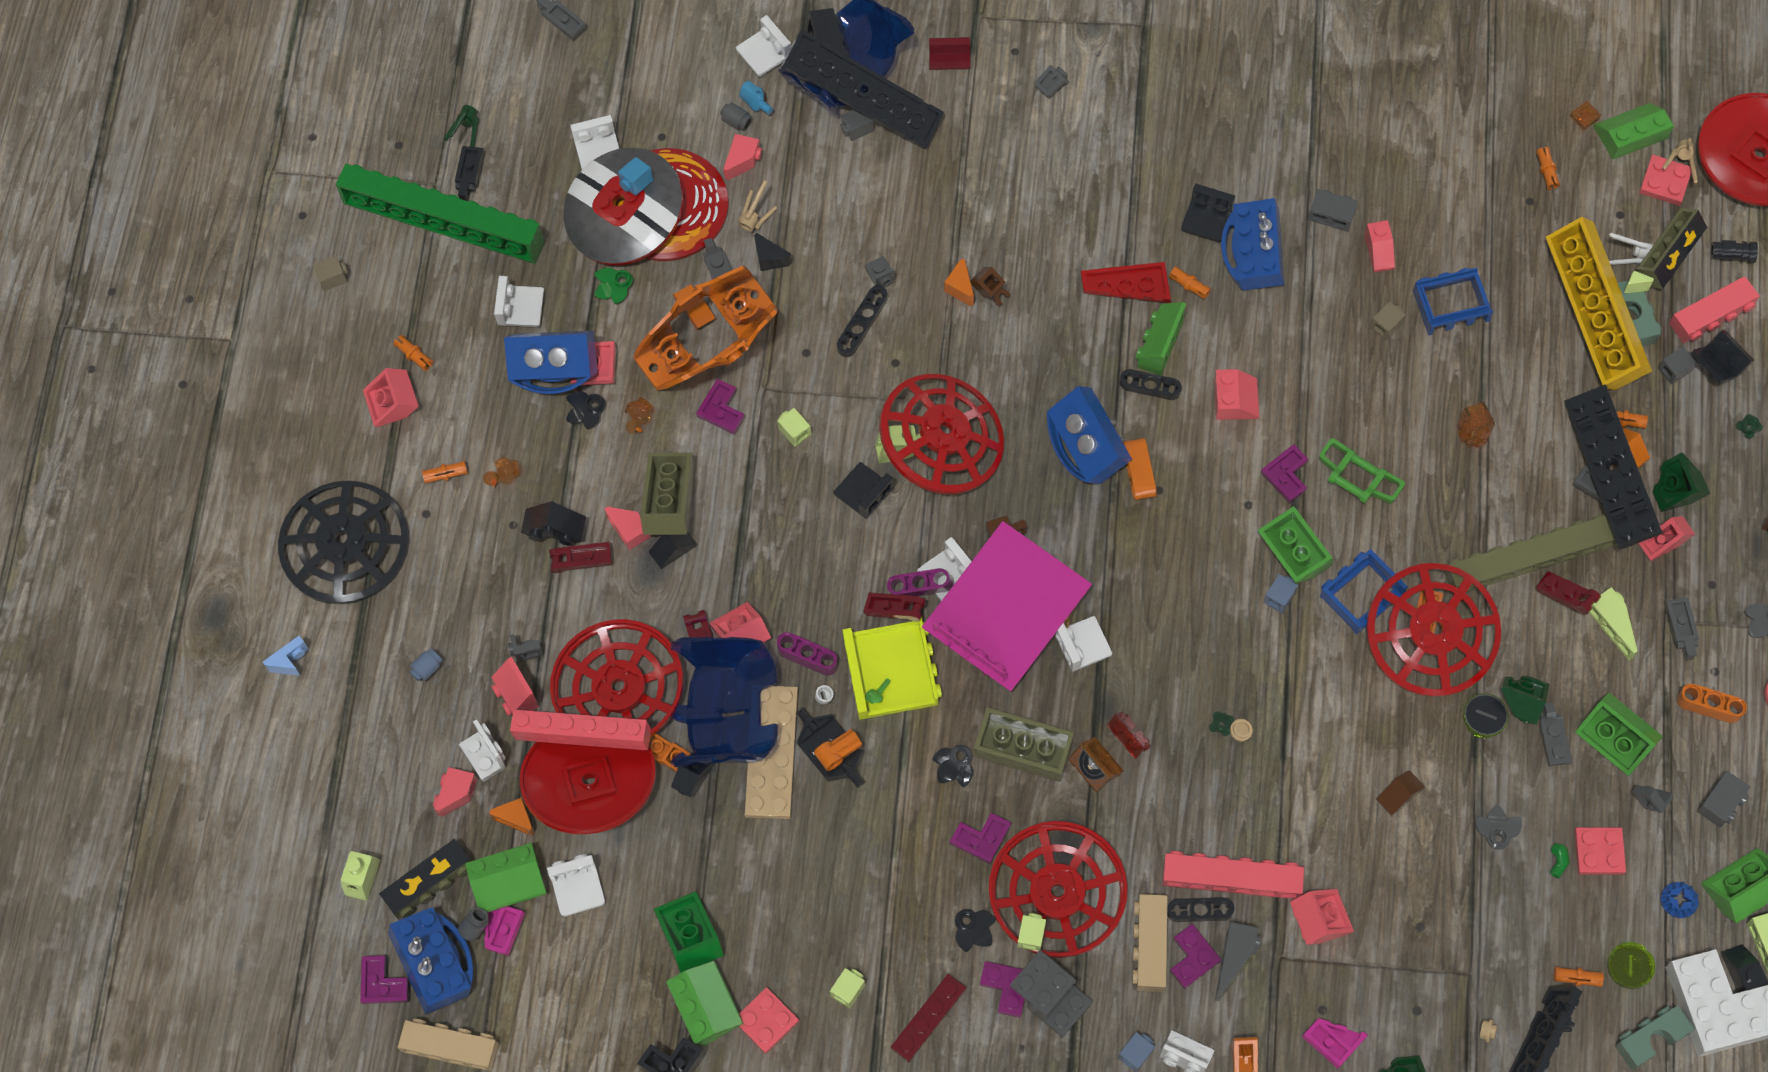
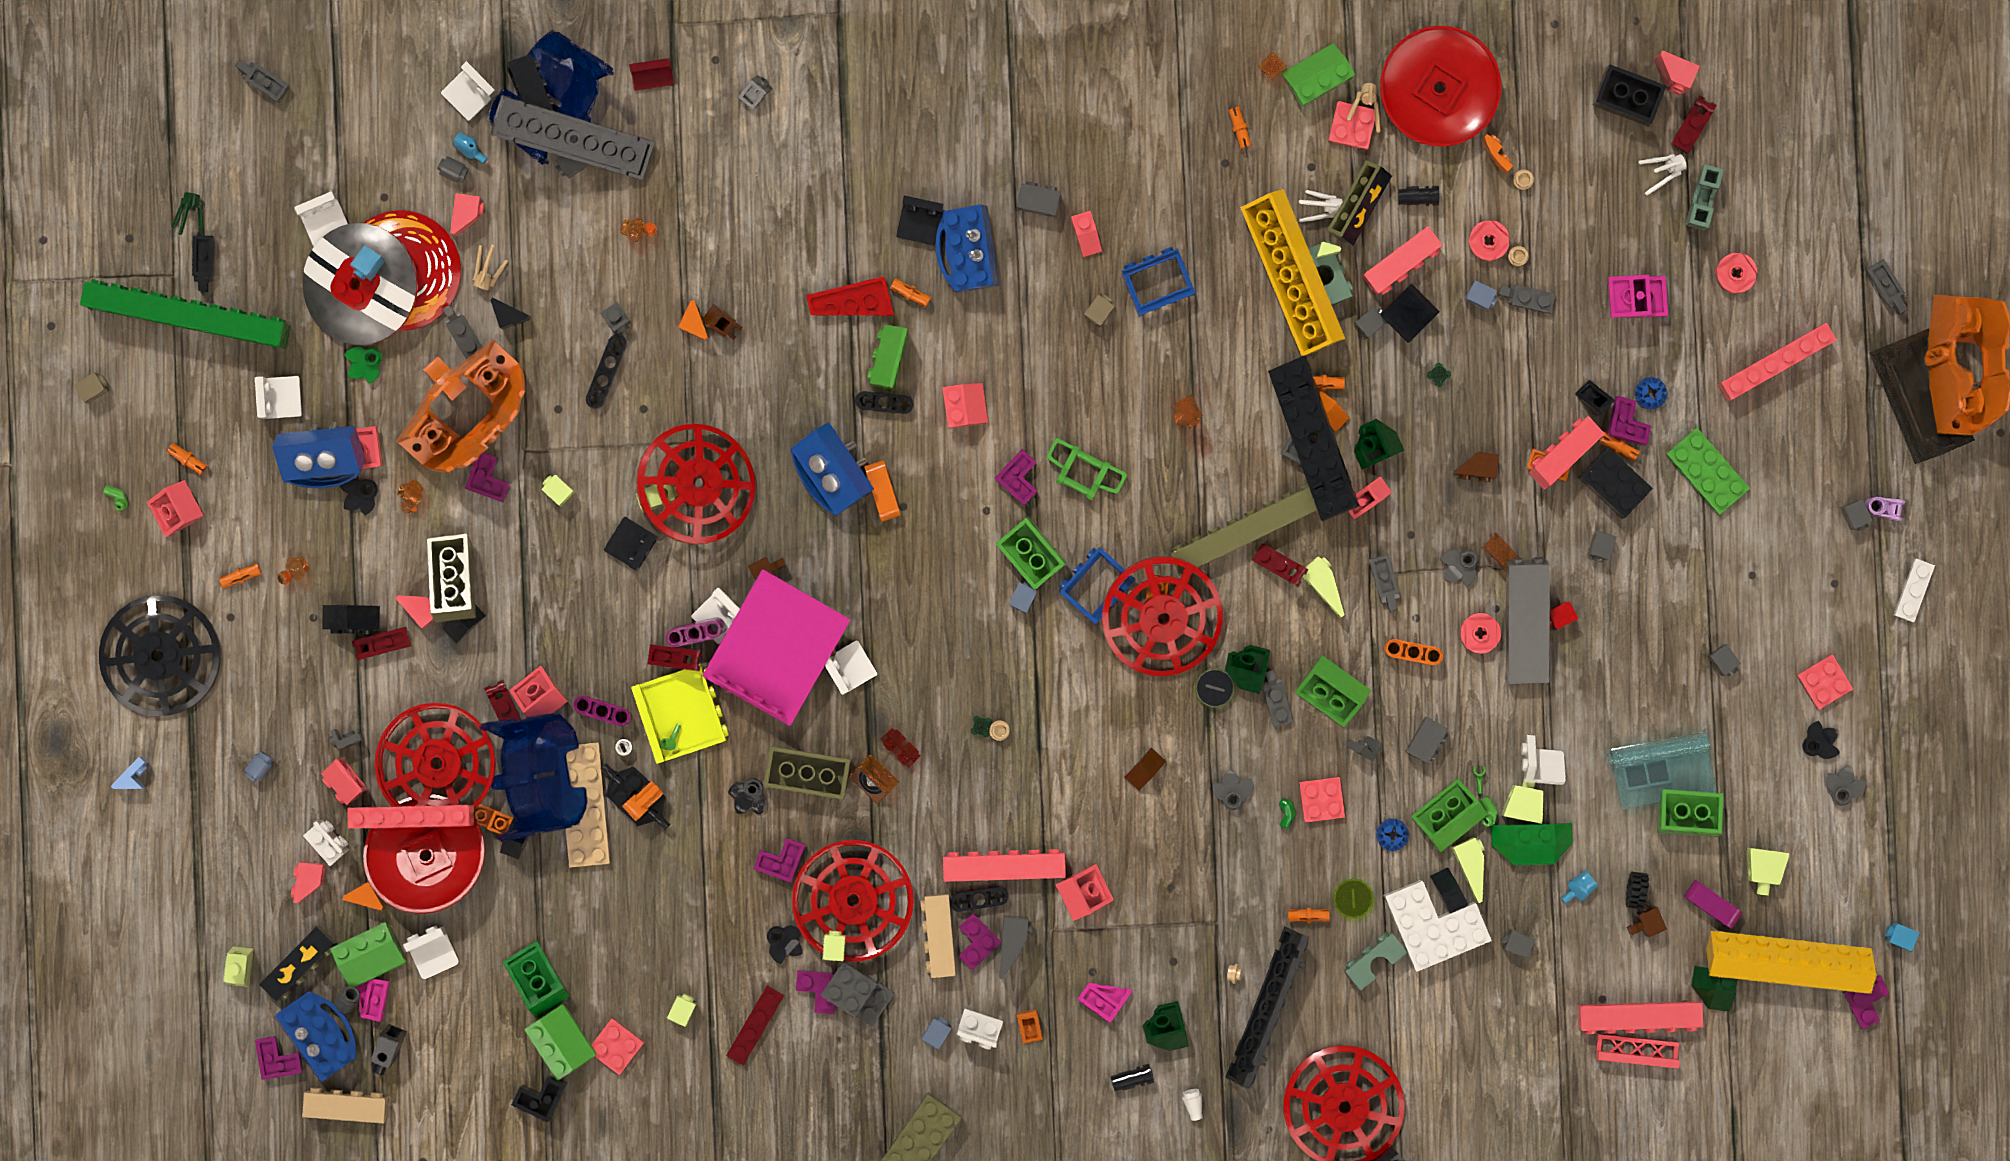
camera: 20 degrees left, 20 degrees up
(335, 380) = (118, 495): none -> bright green arm
(513, 978) = (387, 1048): none -> black torso
(913, 189) = (634, 229): none -> clear orange animal

